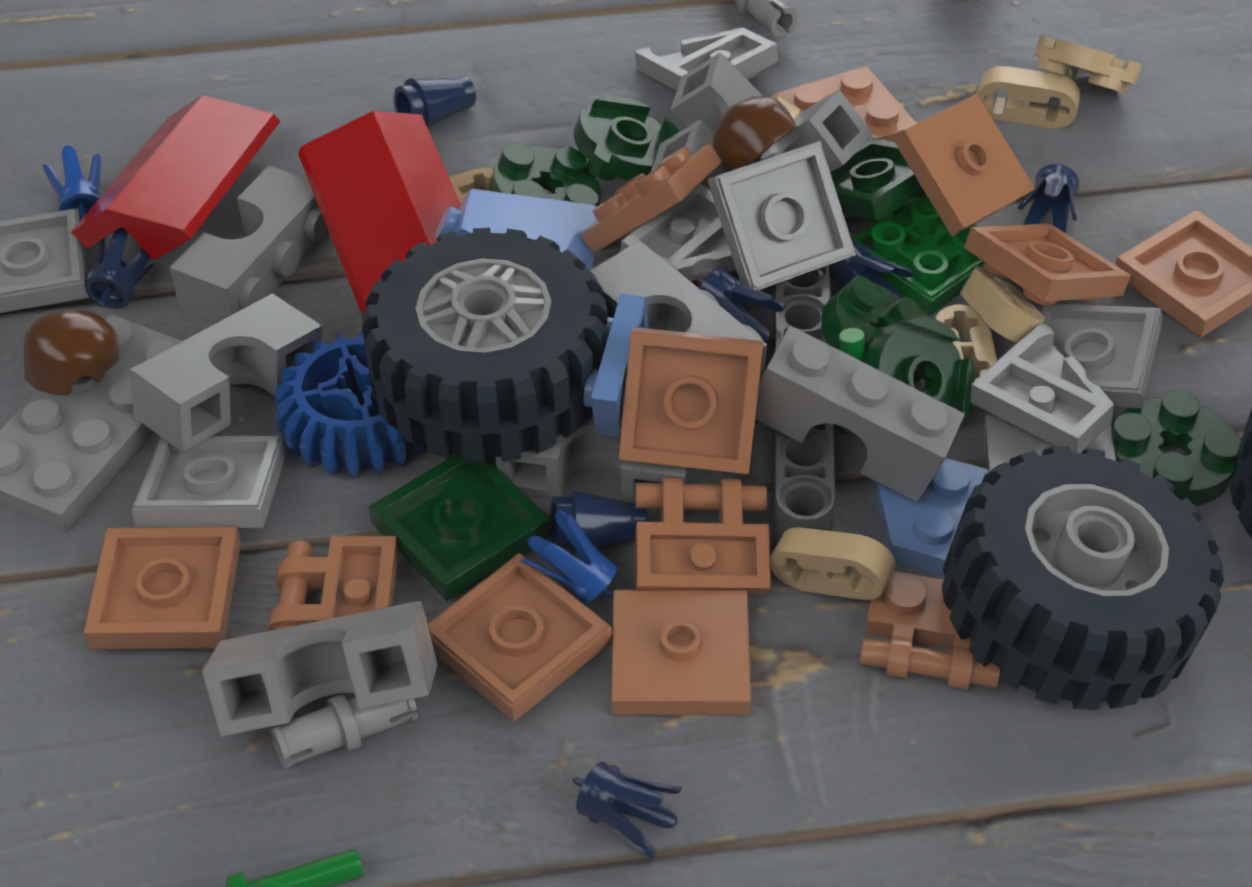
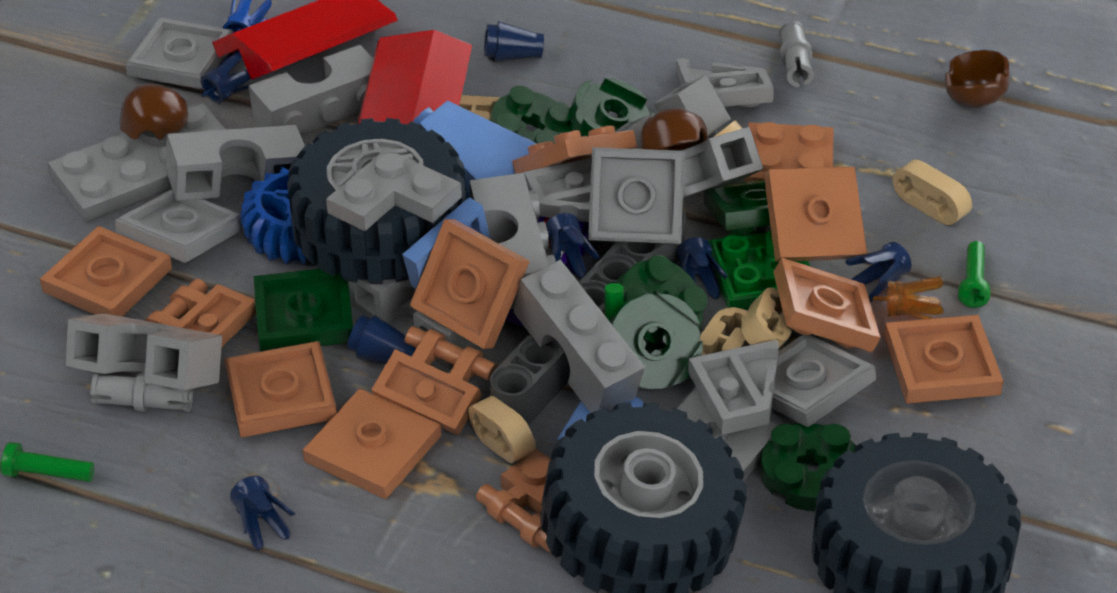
camera: 30 degrees right, 5 degrees down
(530, 309) = (393, 182): none -> light grey plate
(584, 576) = (346, 366): blue piece -> none
(1067, 58) = (995, 186): tan plate -> none
(1111, 221) = (902, 300): none -> clear orange piece
(1158, 186) = (974, 290): none -> green piece

